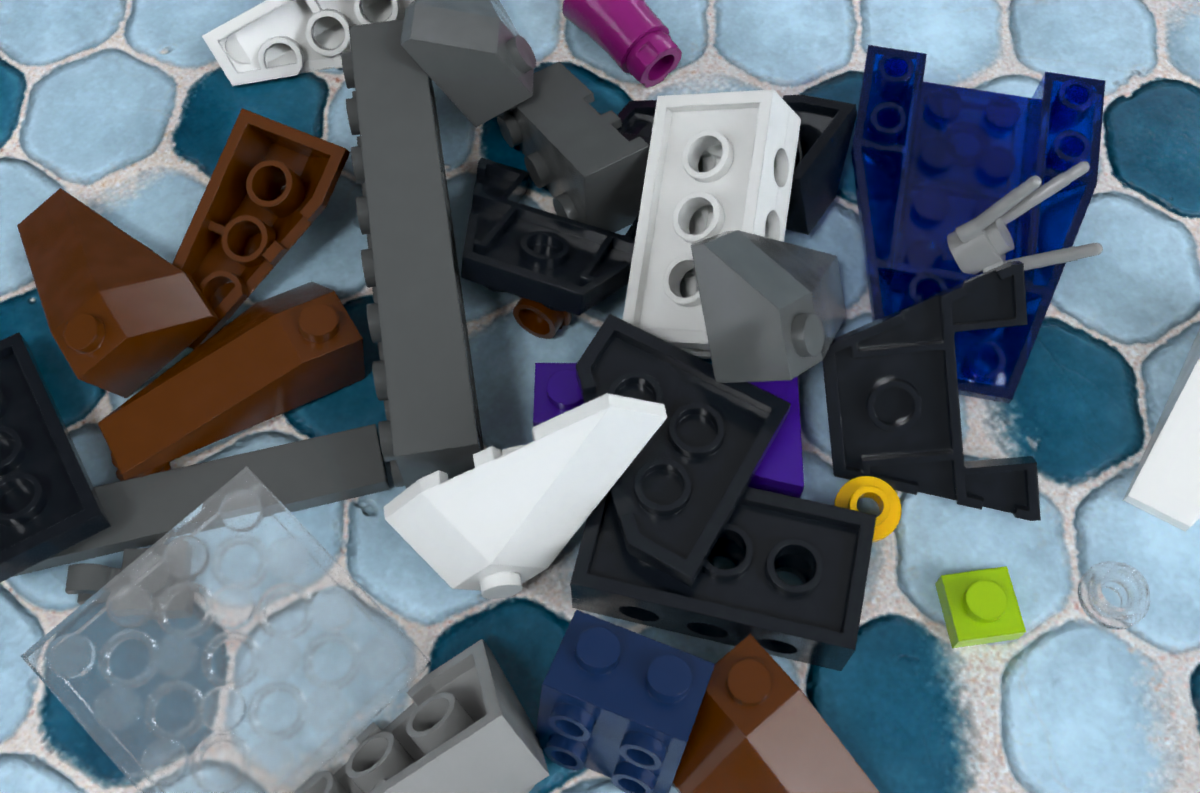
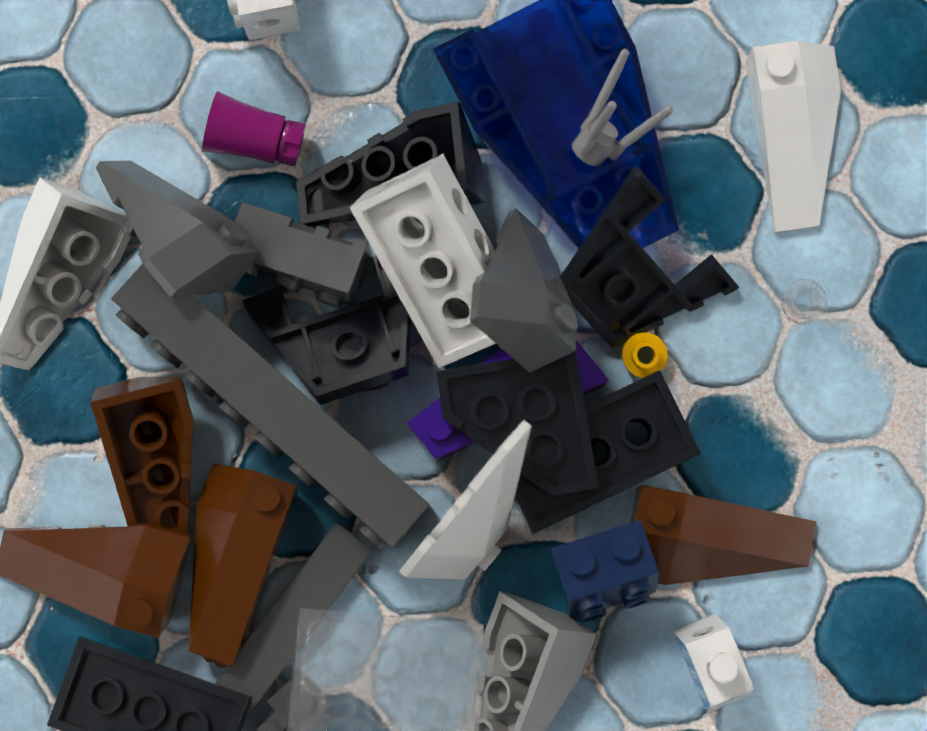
camera: 40 degrees left, 20 degrees up
(979, 607) = (740, 363): lime plate -> none

